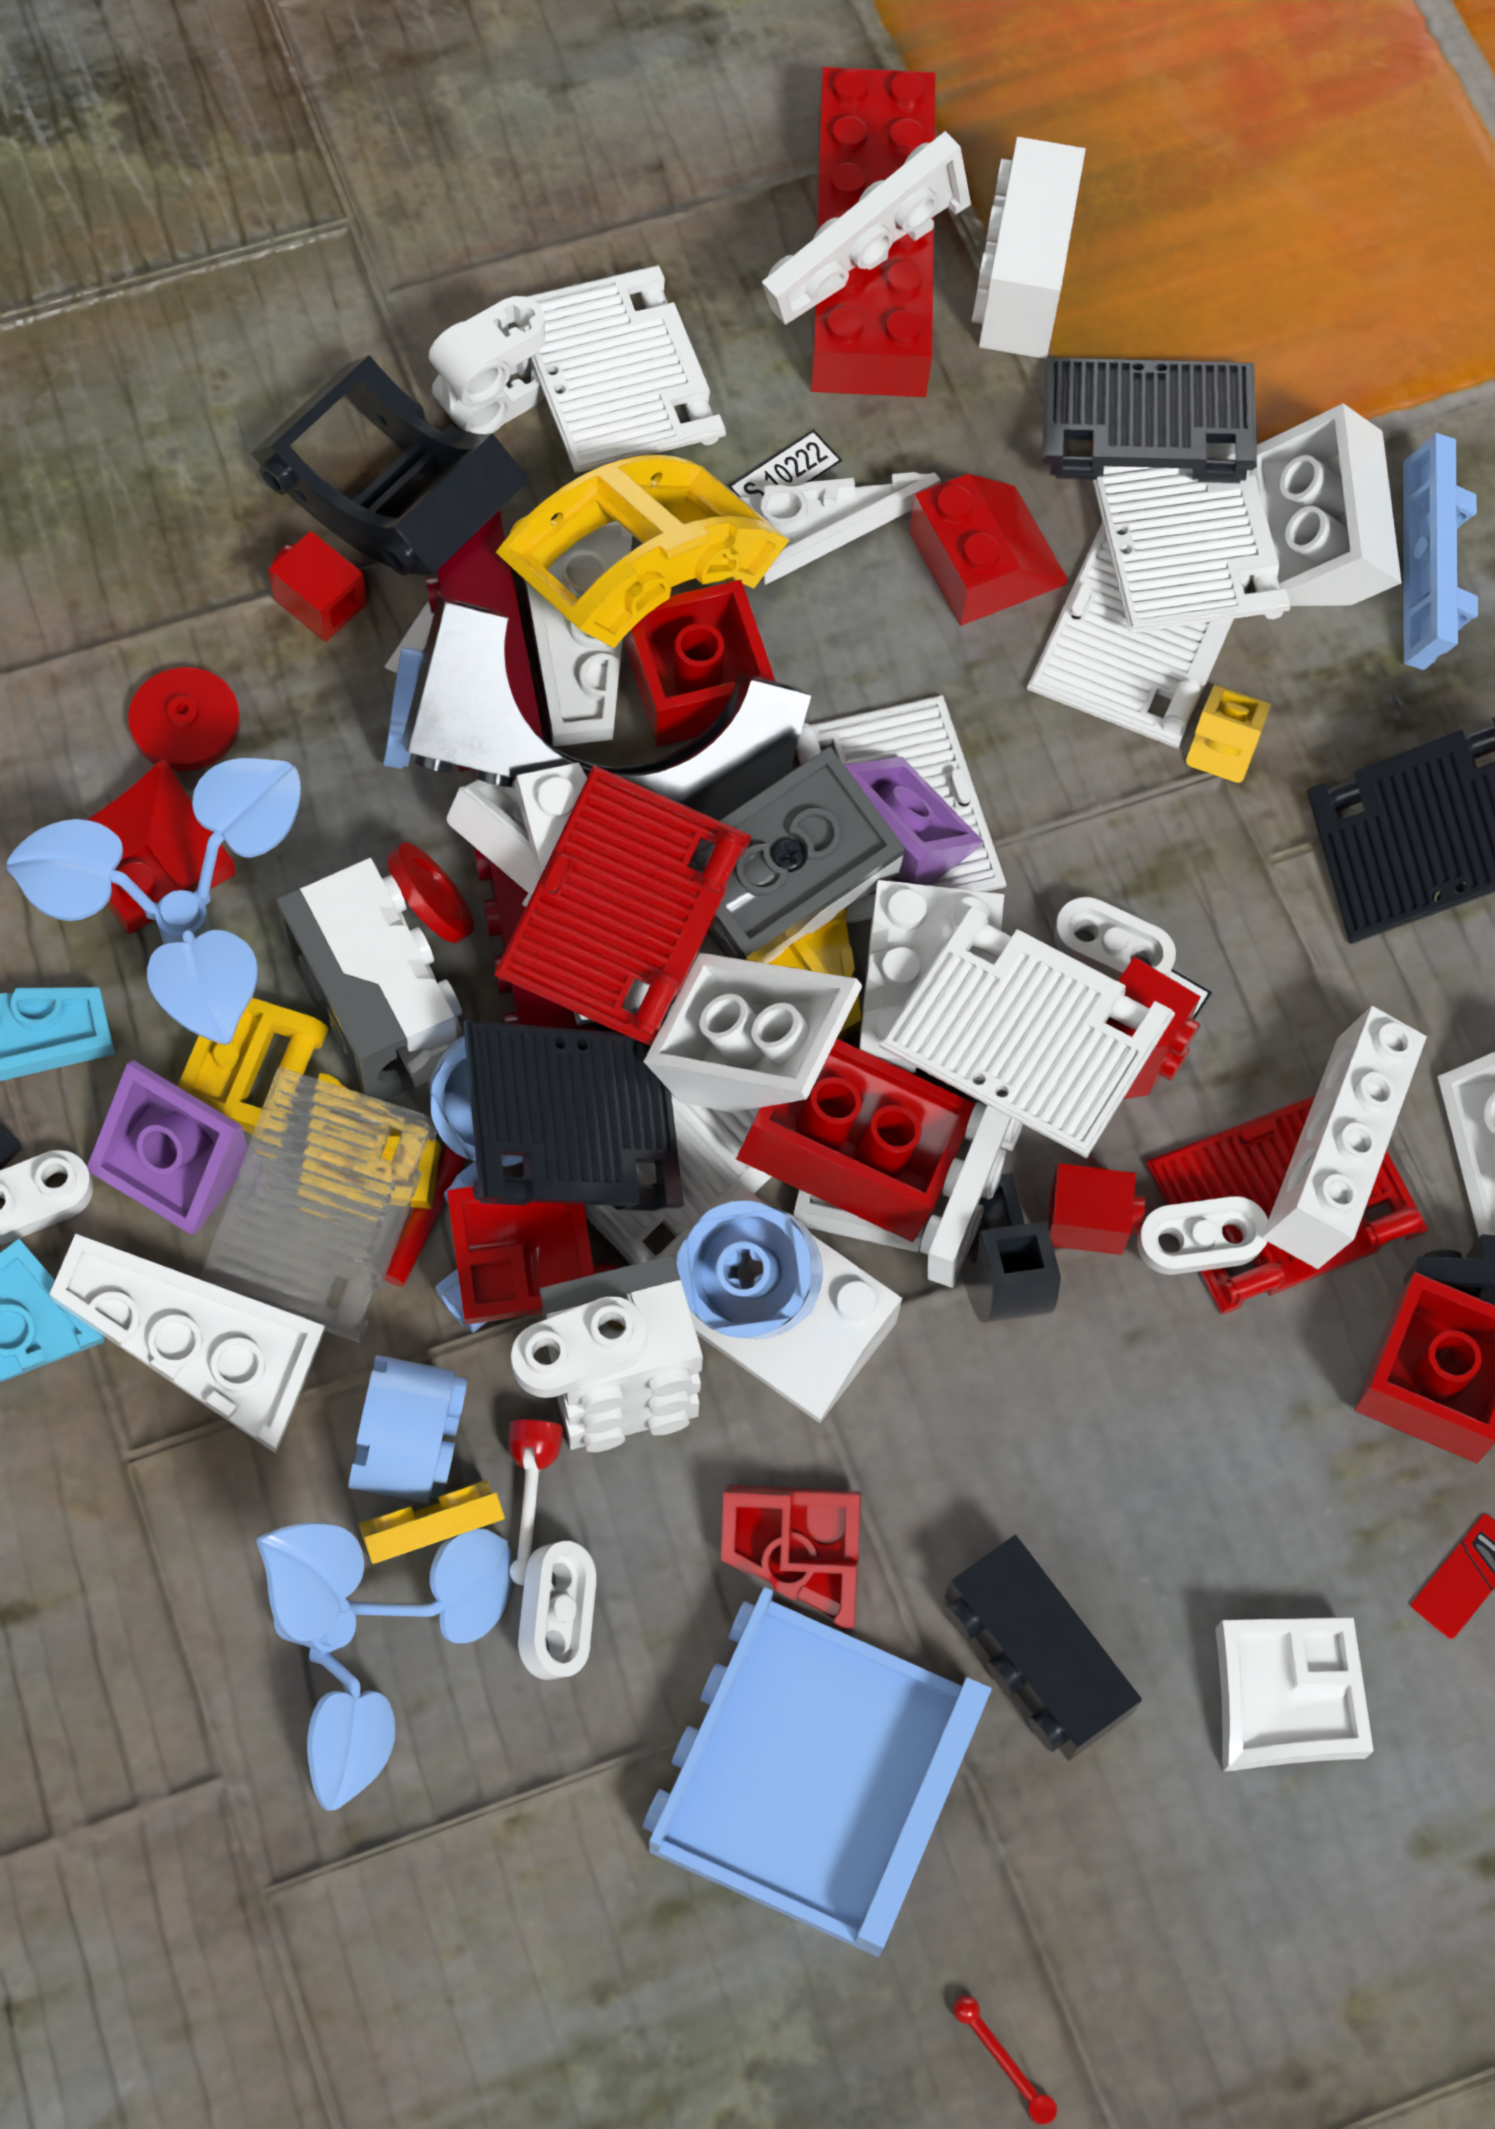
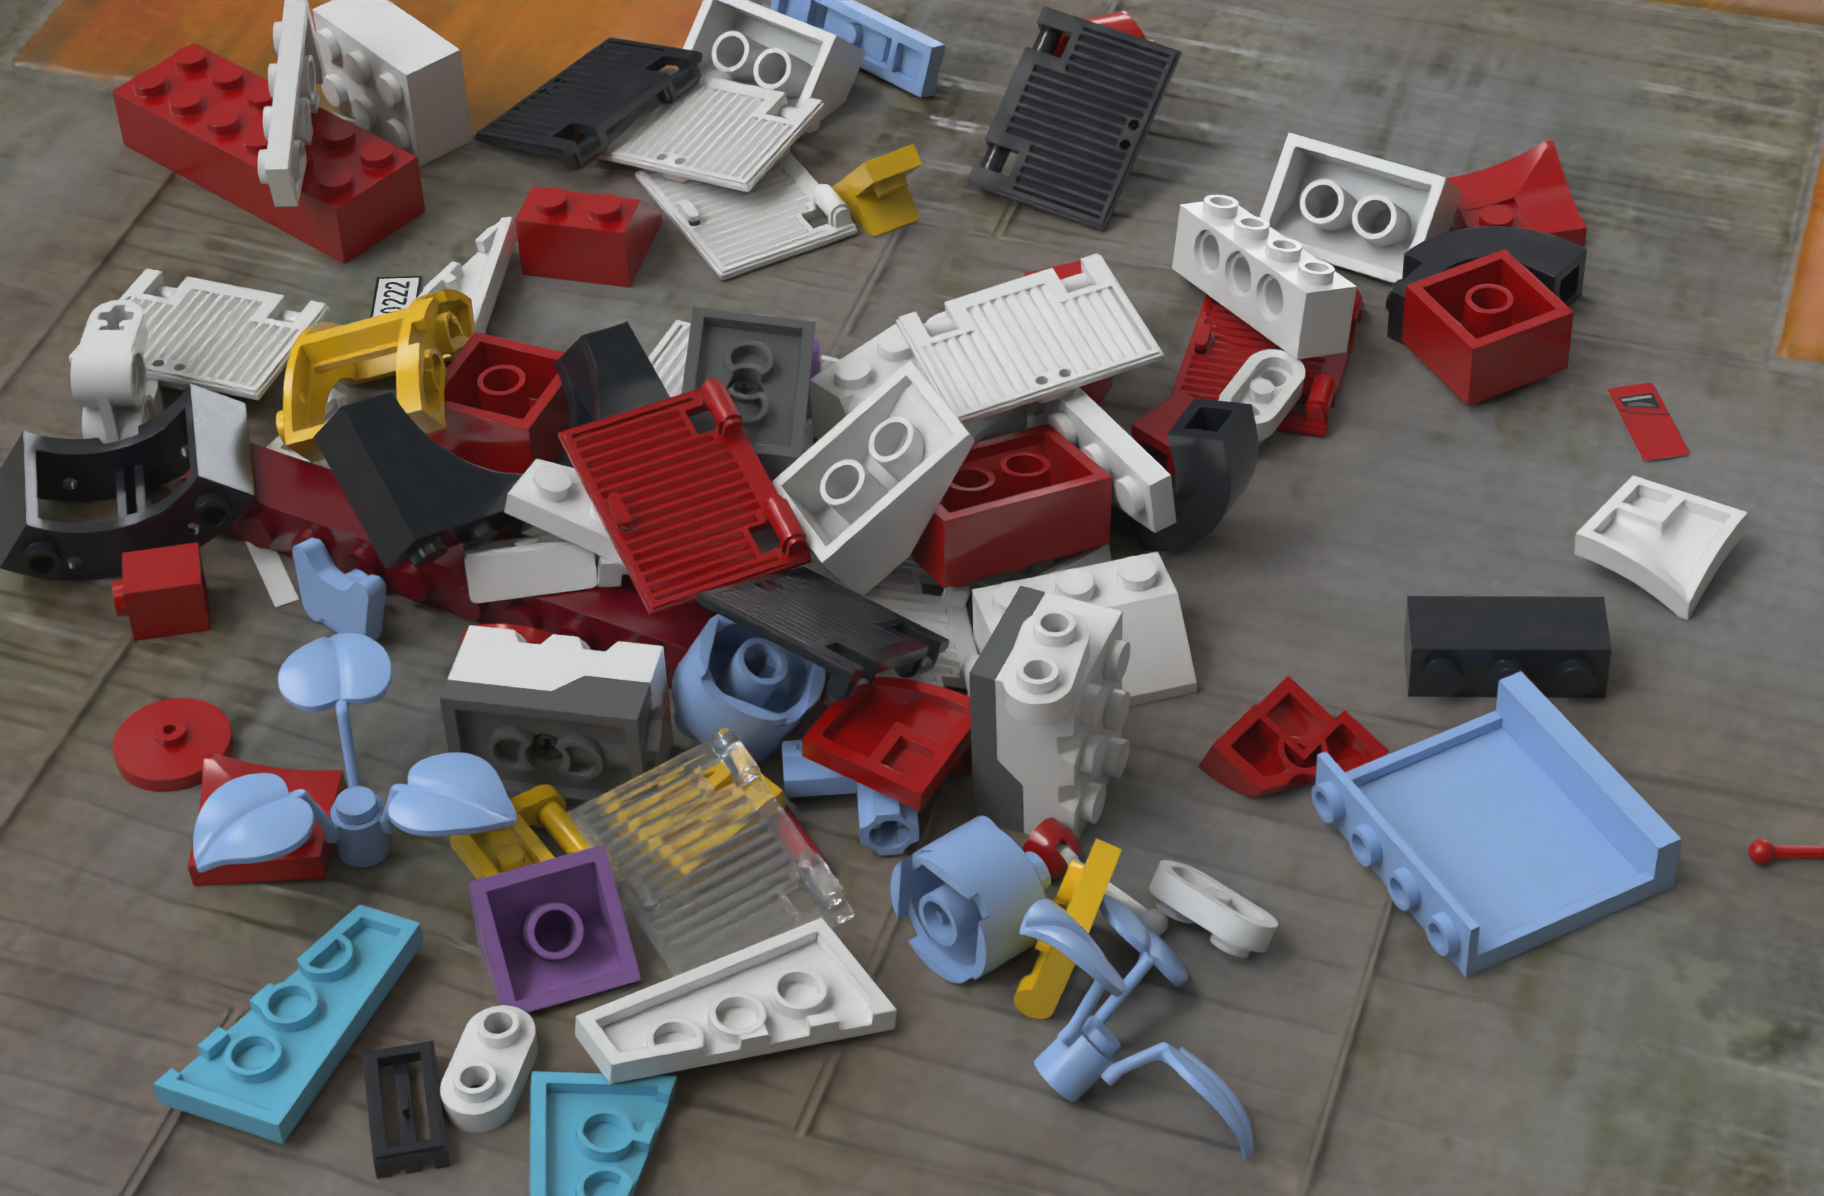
camera: 45 degrees left, 25 degrees down
(722, 1244) = (1067, 558): light blue brick -> none

